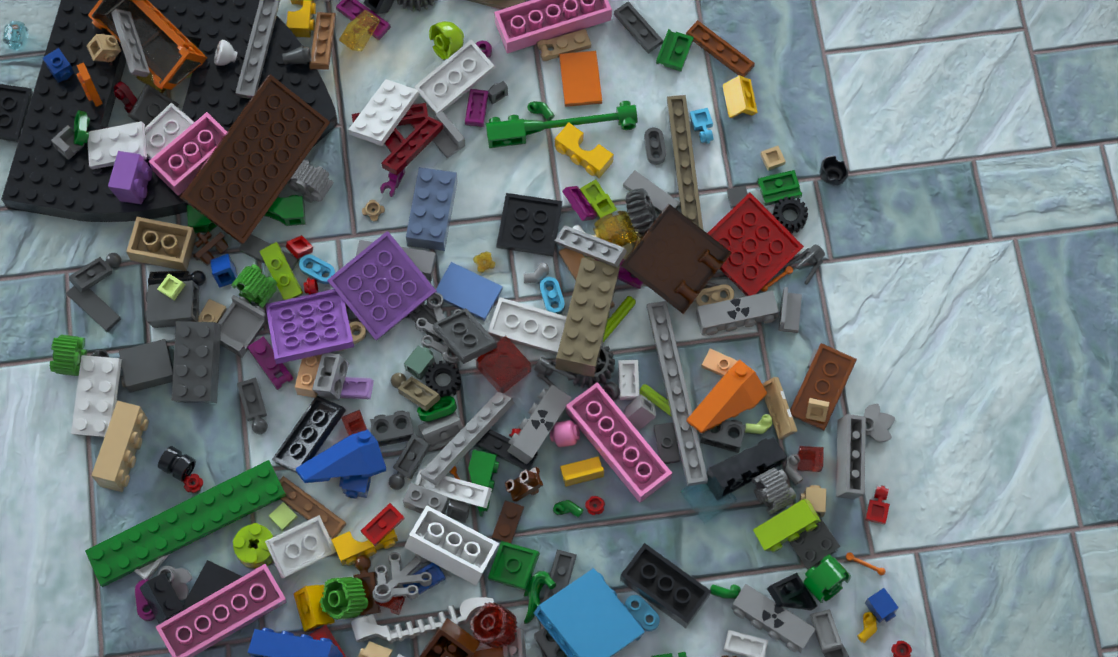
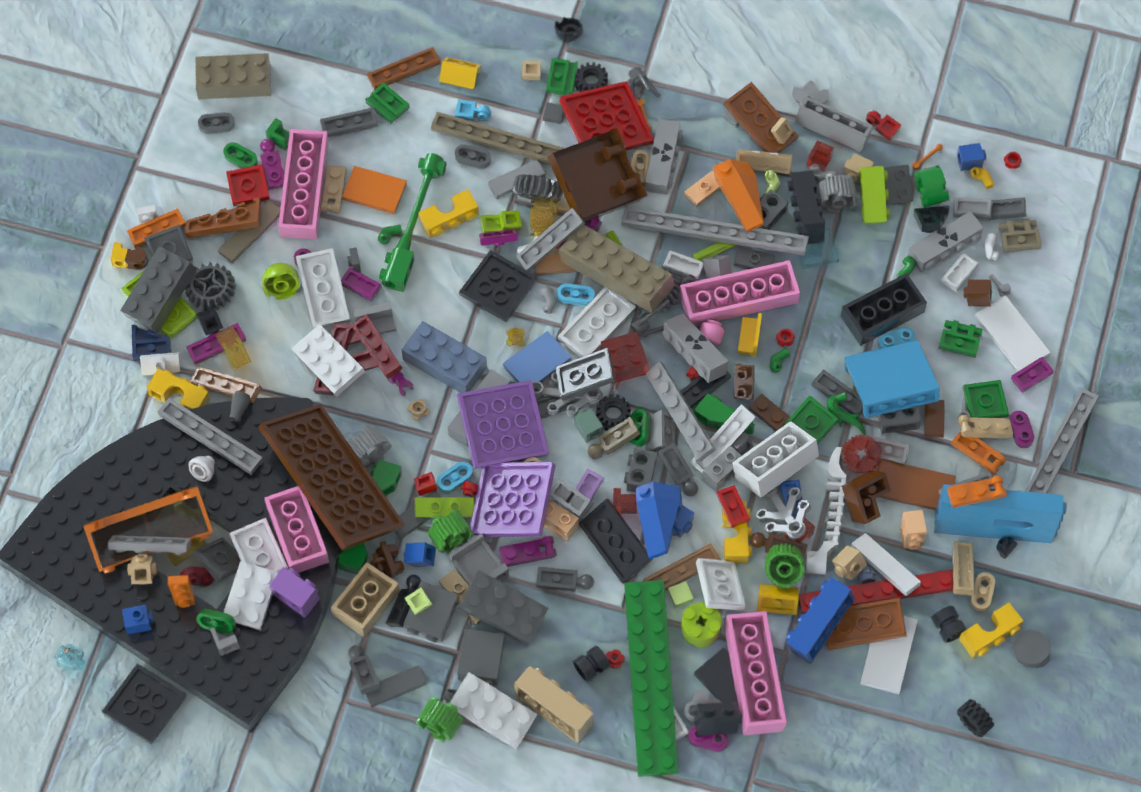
camera: 65 degrees left, 5 degrees down
(790, 311) = (674, 113): light grey panel -> none

